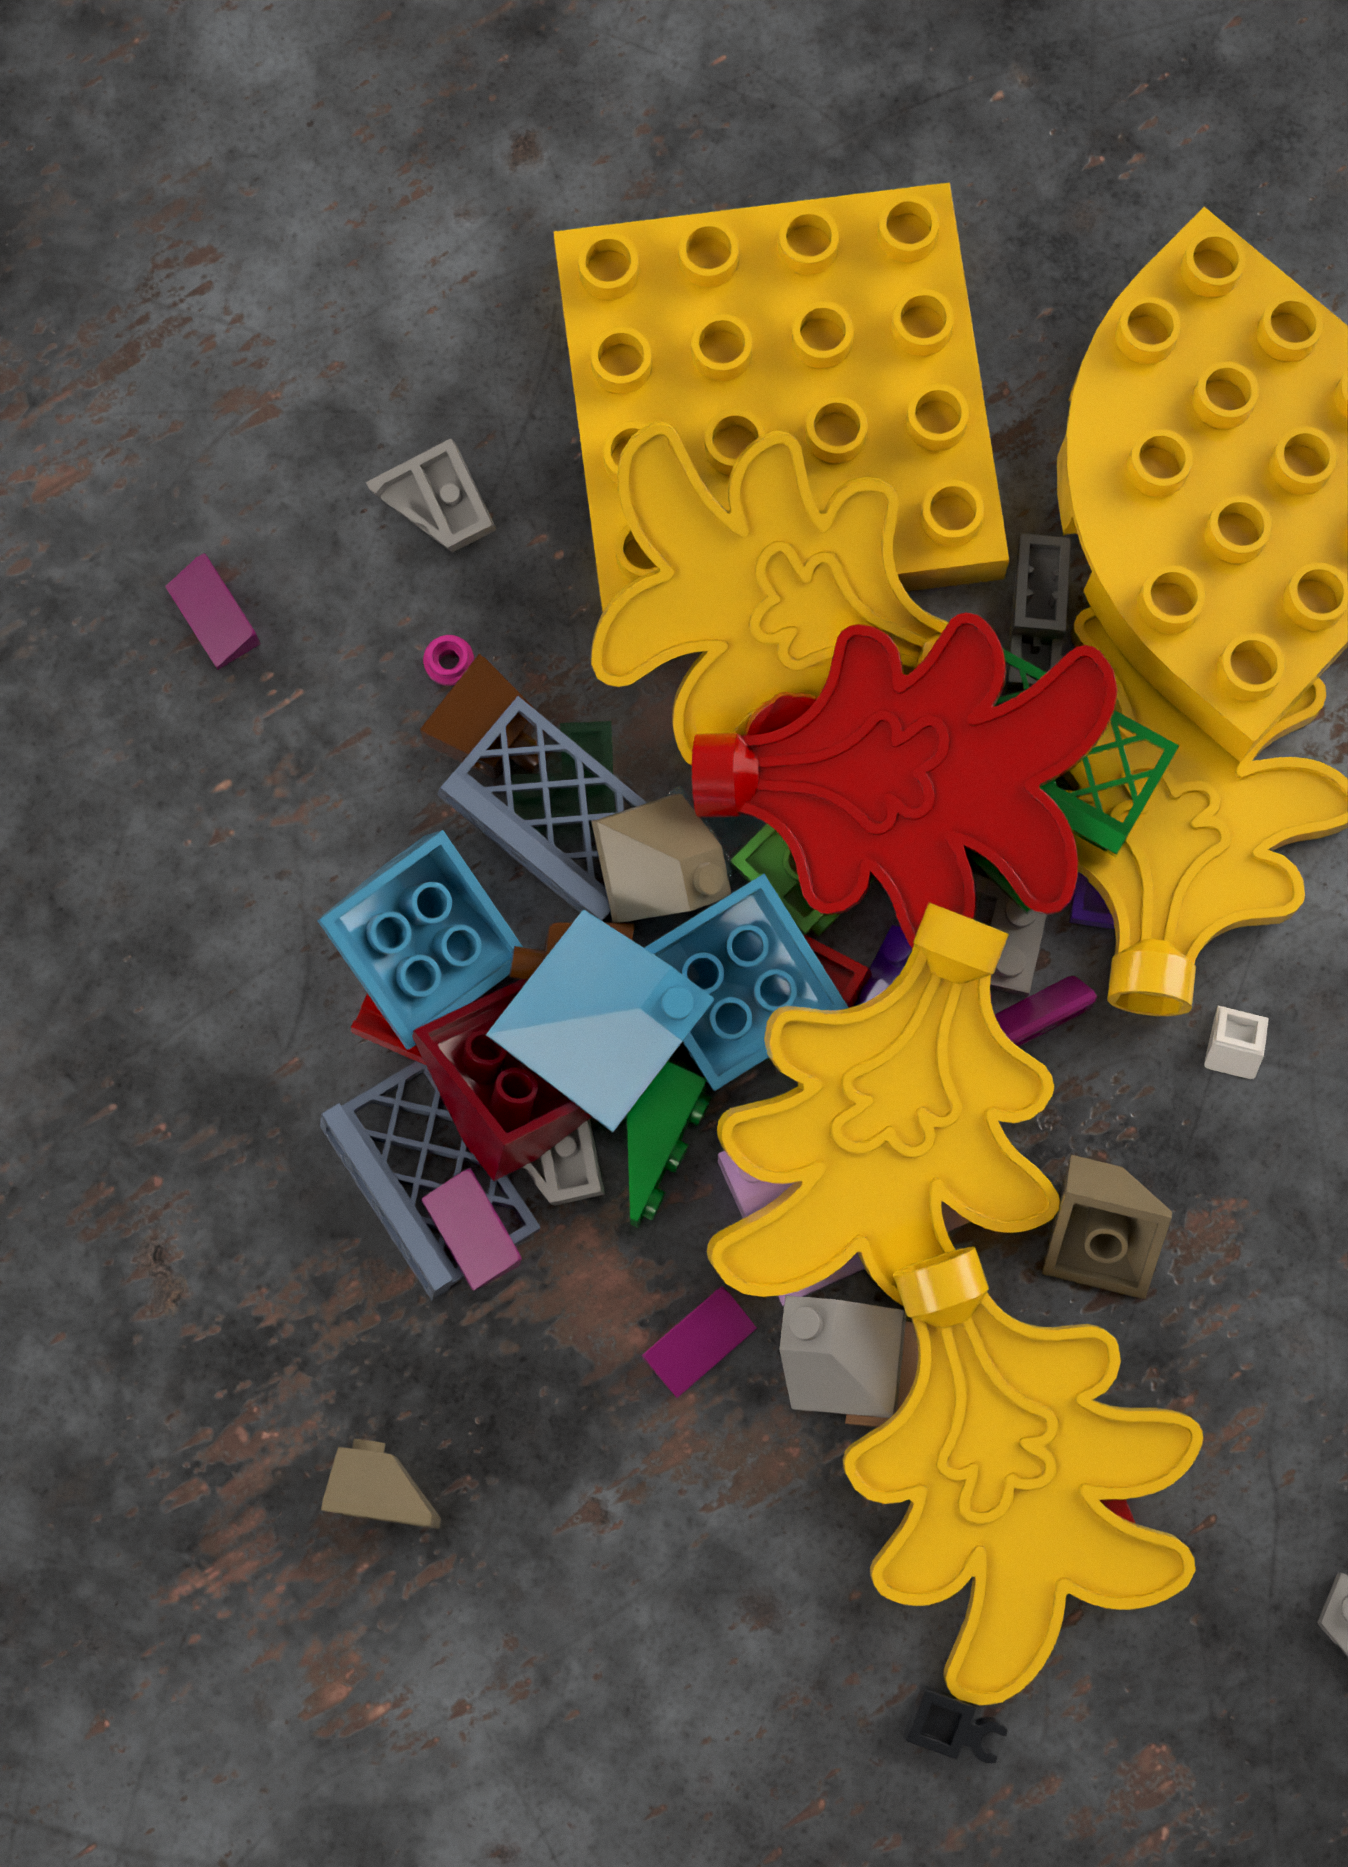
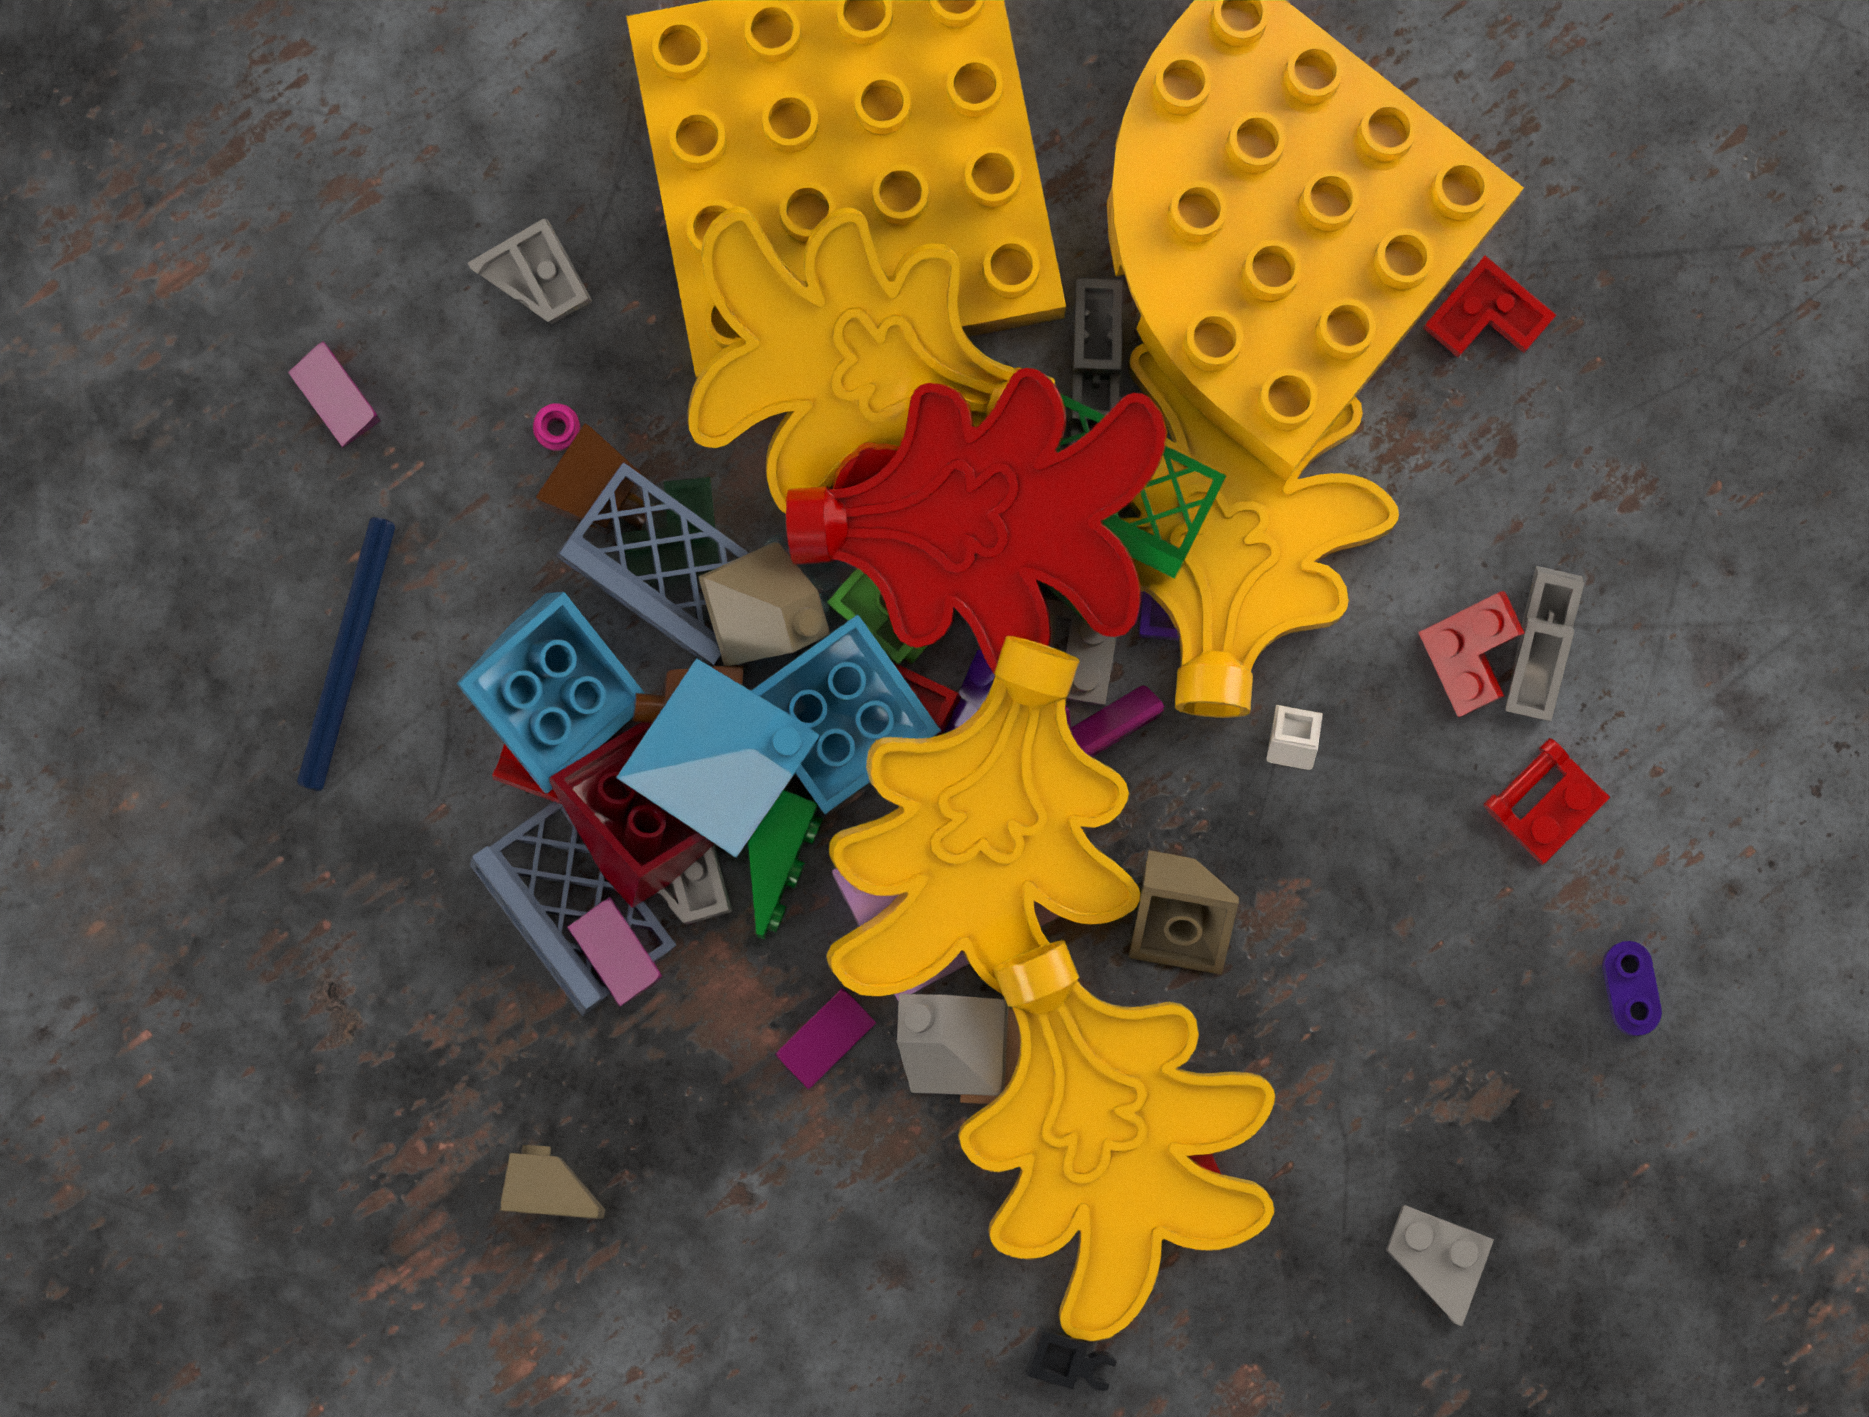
camera: 10 degrees left, 5 degrees up
(202, 889) = (346, 654): none -> dark blue axle

